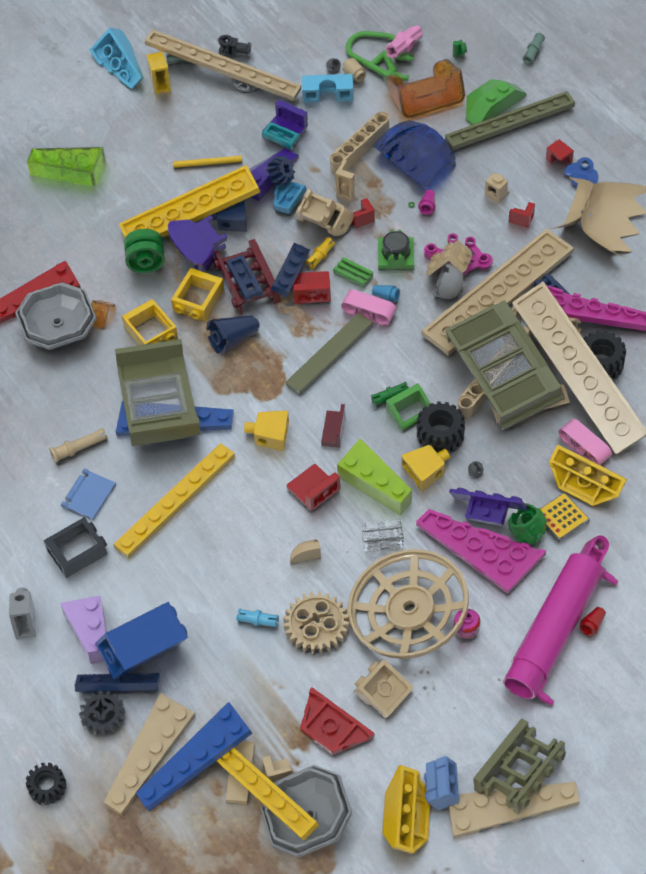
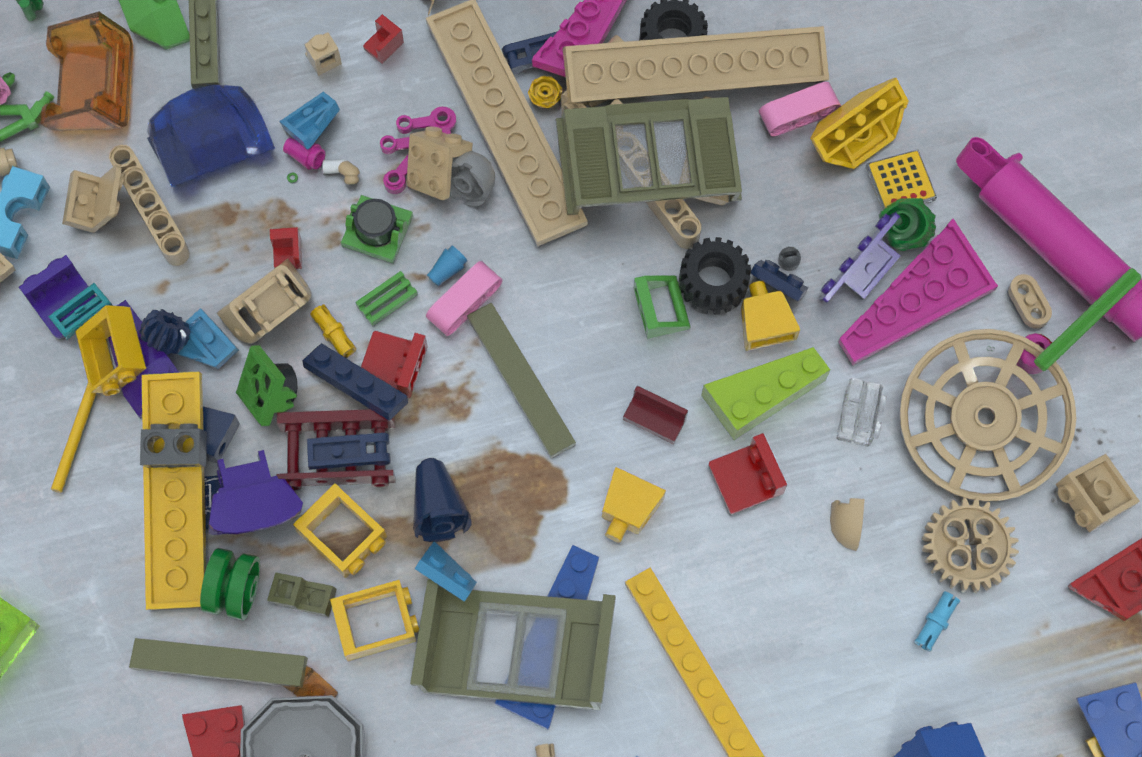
camera: 75 degrees left, 15 degrees up
(98, 264) = (218, 662): none -> olive tile
(154, 289) = (301, 594): none -> olive slope
(189, 347) = (445, 572): none -> dark azure wing
(208, 191) = (173, 455): none -> dark grey brick
(261, 152) = (92, 336): none -> yellow window
(270, 229) = (268, 383): none -> bright green piece
(345, 182) = (228, 251): tan panel -> none
(349, 114) = (92, 199): none -> tan bracket
(382, 396) = (626, 322): green pin -> none
(427, 224) = (344, 167): none -> tan arm
(449, 196) = (310, 119): none -> dark azure wing
(455, 465) = (770, 274): none -> dark blue plate
(495, 633) = (1087, 319): none -> bright green axle
(505, 614) = (1030, 302): none -> tan plate
(591, 623) = (1073, 201): red cone -> none

